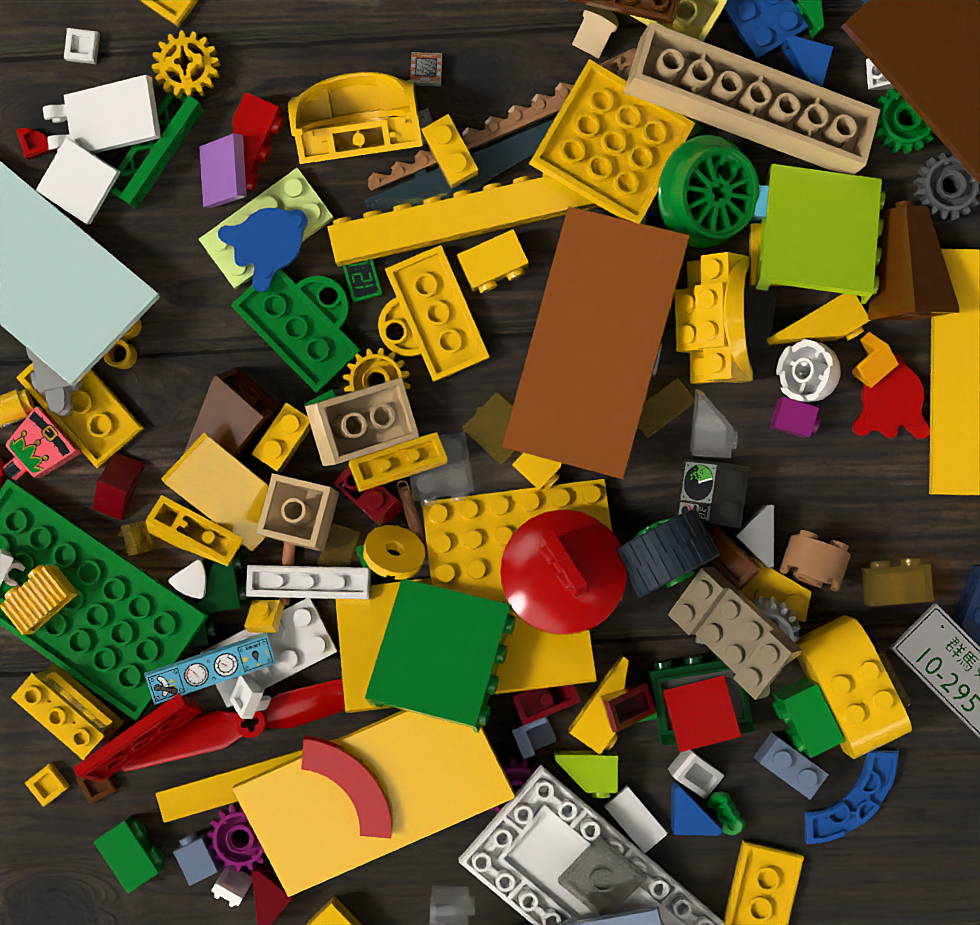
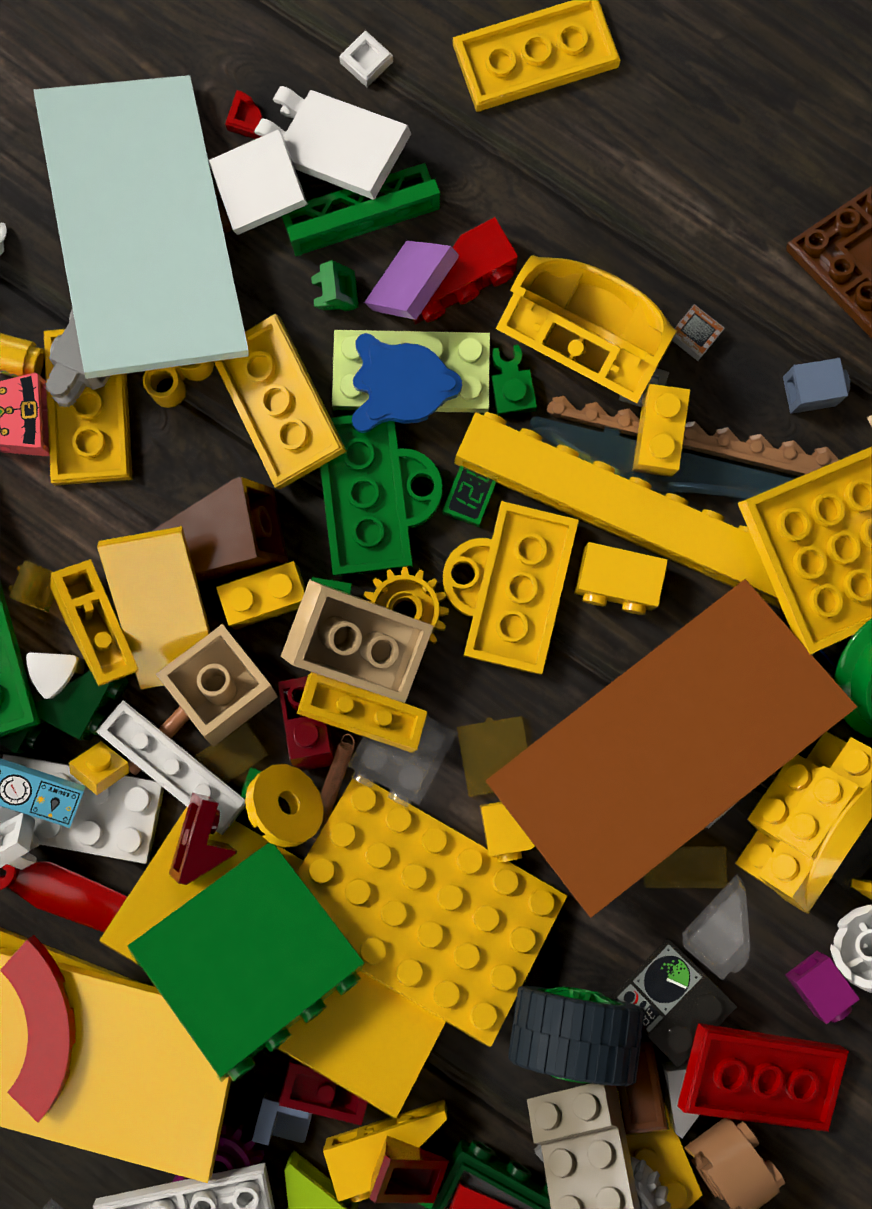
camera: 35 degrees right, 5 degrees down
(117, 485) = (57, 515): dark red slope -> none
(173, 64) = (446, 136): yellow gear -> none
(179, 209) = (338, 287): none -> green tile
(202, 312) = (280, 405): none -> yellow tile
(337, 191) = (512, 388): none -> green plate
(360, 619) = (195, 851): none -> dark red slope
(525, 48) = (816, 385): none -> sand blue brick
(563, 572) = (448, 970): red bracket -> none
(795, 496) = (762, 1078): none -> red tile

